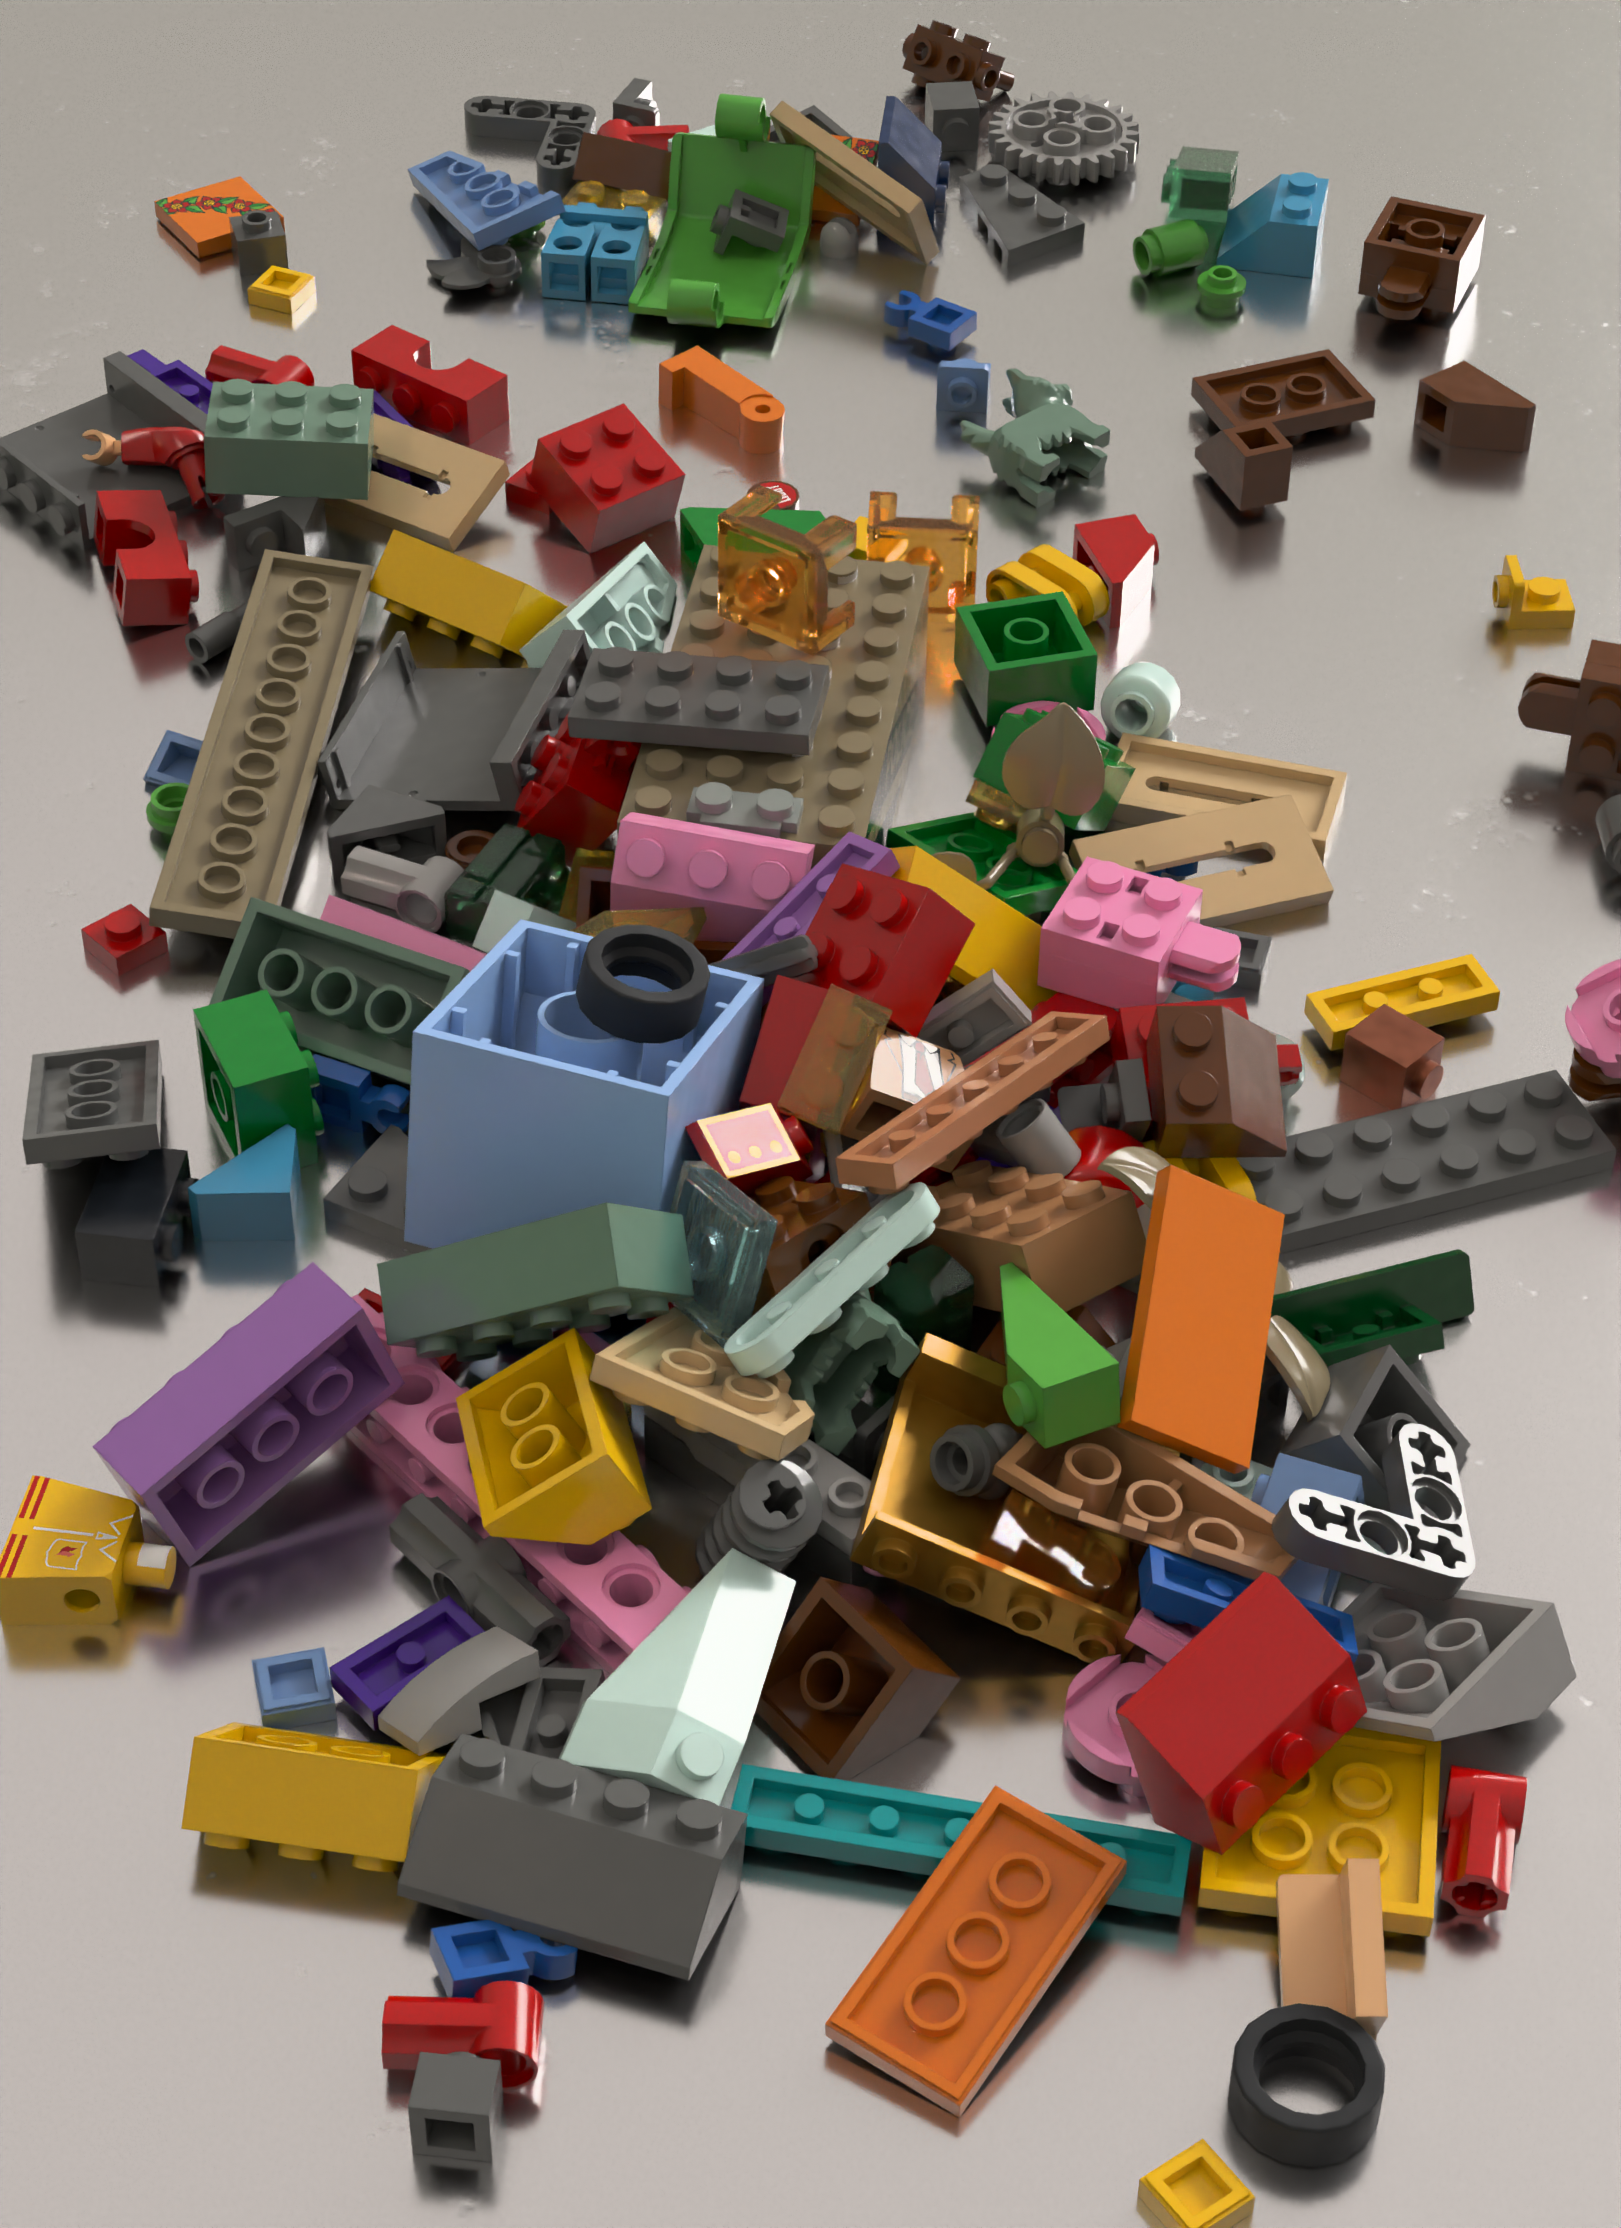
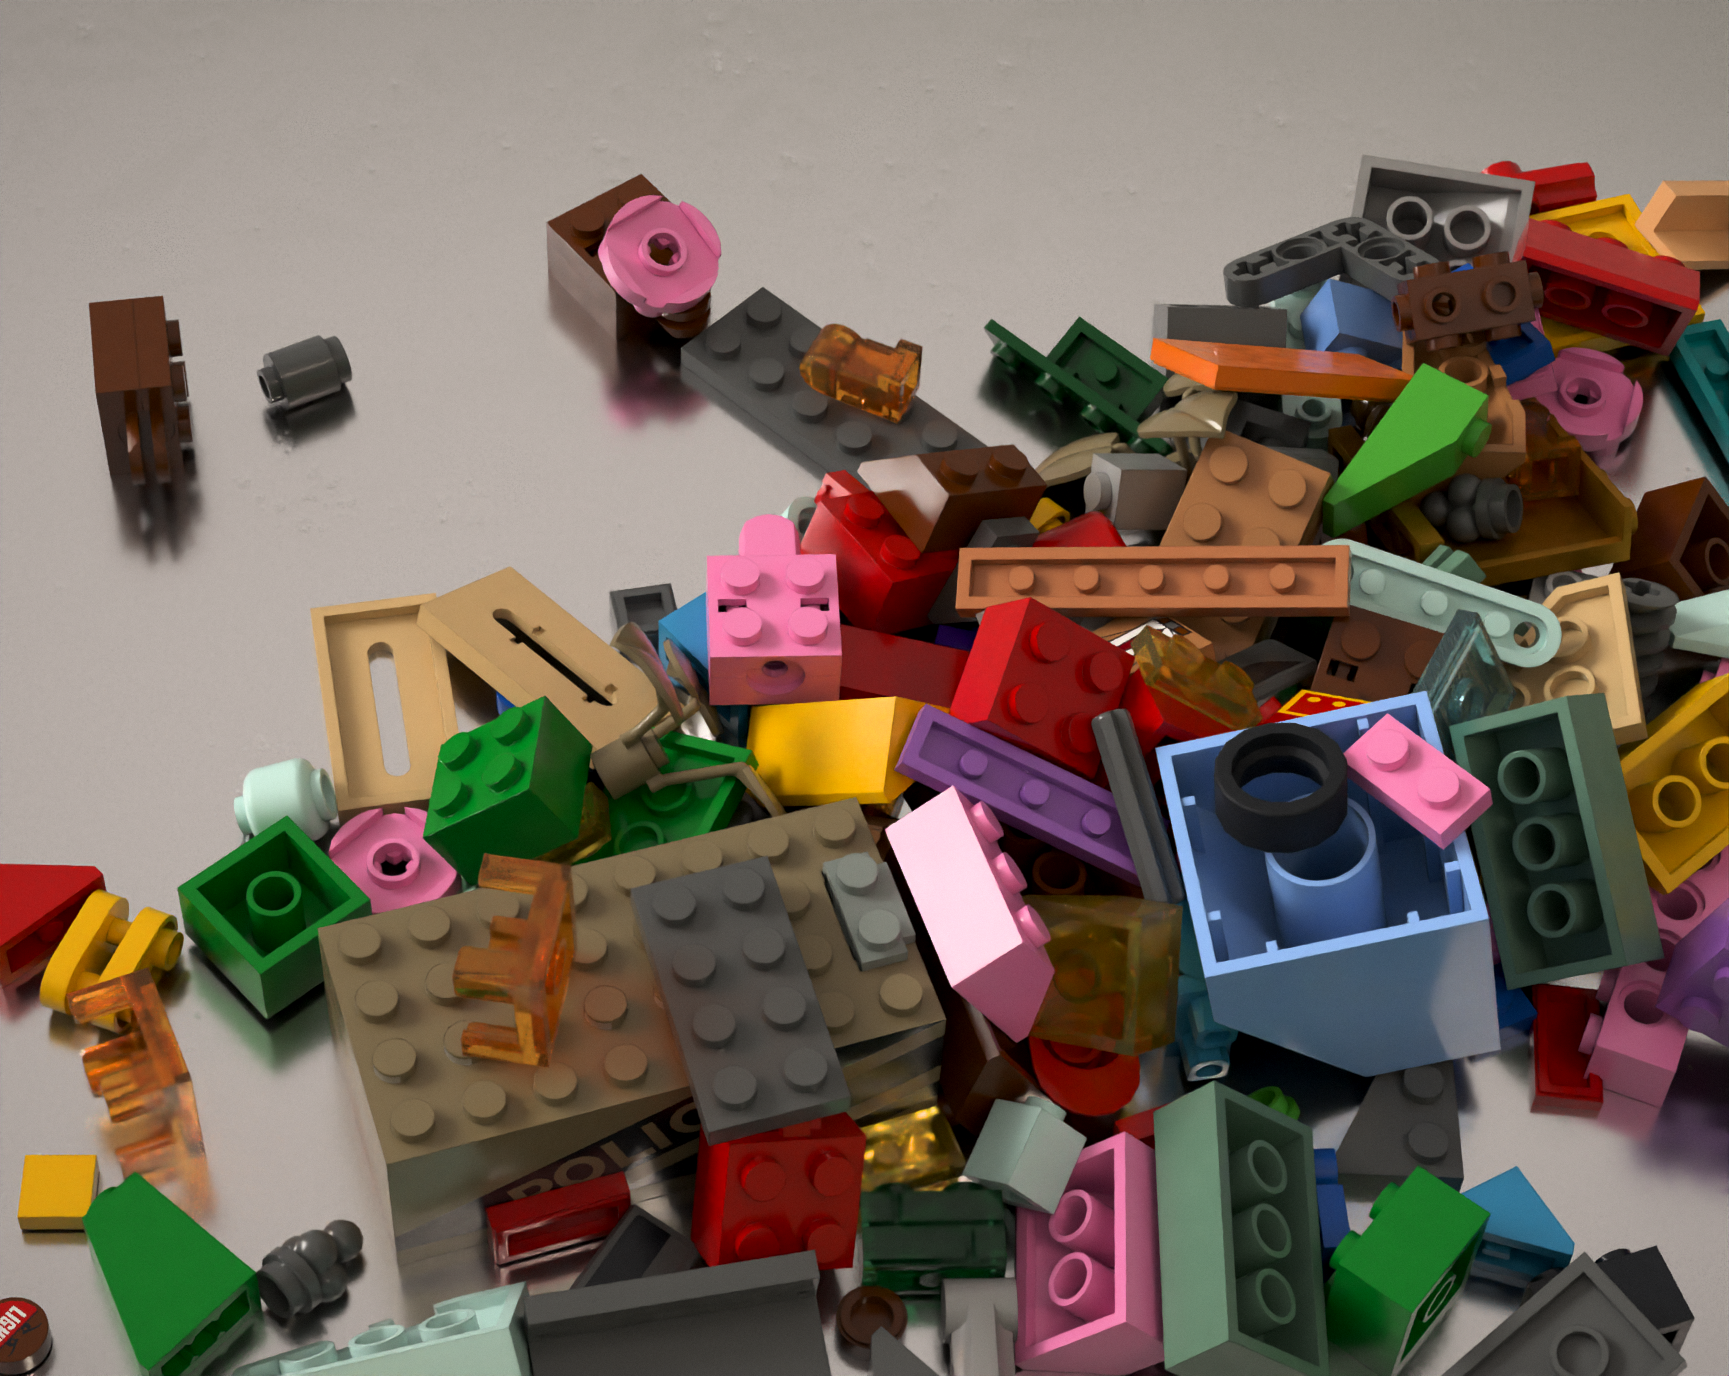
camera: 120 degrees left, 10 degrees up
(577, 1042) = (1416, 781): none -> bright pink plate
(1226, 1507) = (1488, 298): none -> reddish brown brick
(1392, 1059) = (744, 452): copper brick -> none
(1424, 994) = (652, 472): yellow plate -> none
(1438, 1133) = (863, 371): none -> clear orange leg

